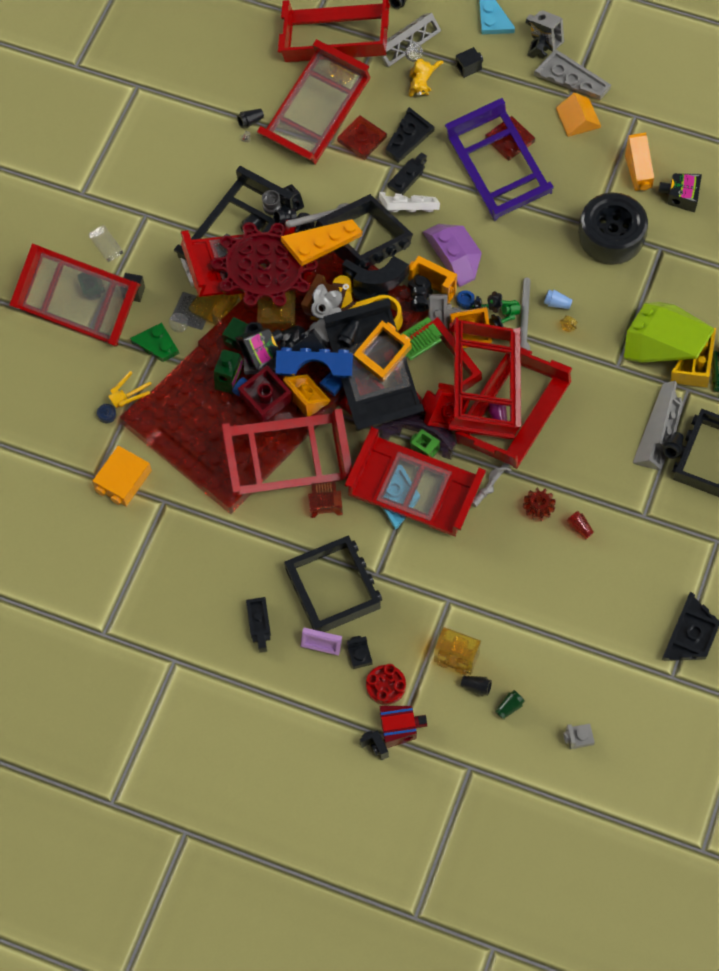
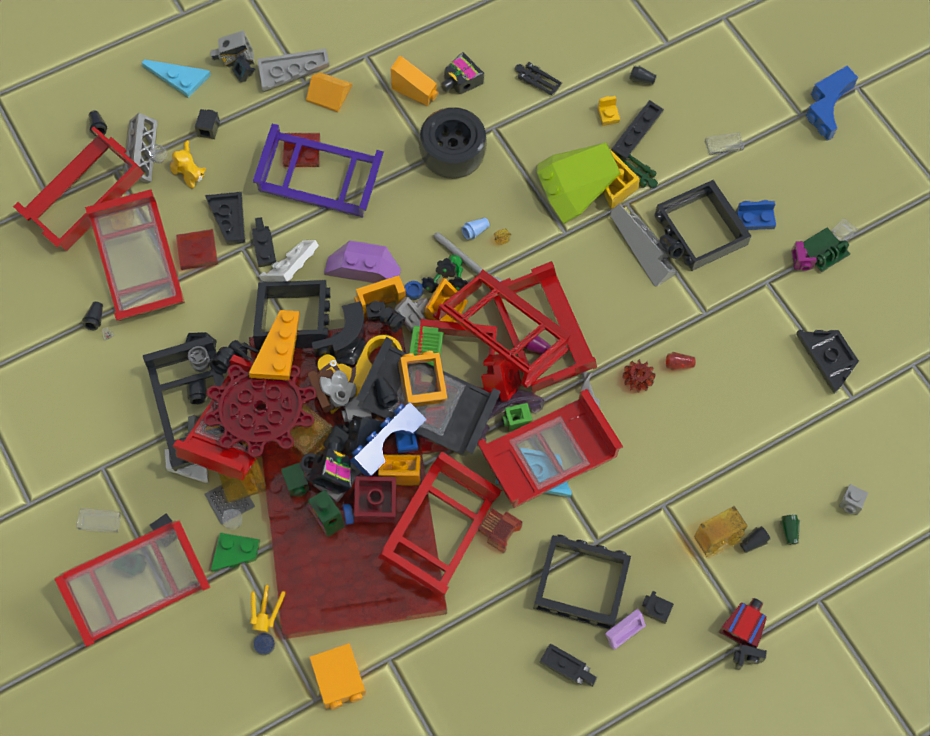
camera: 55 degrees left, 0 degrees up
(311, 218) = (249, 315): light grey piece -> none
(386, 684) = (700, 608): red tile -> none

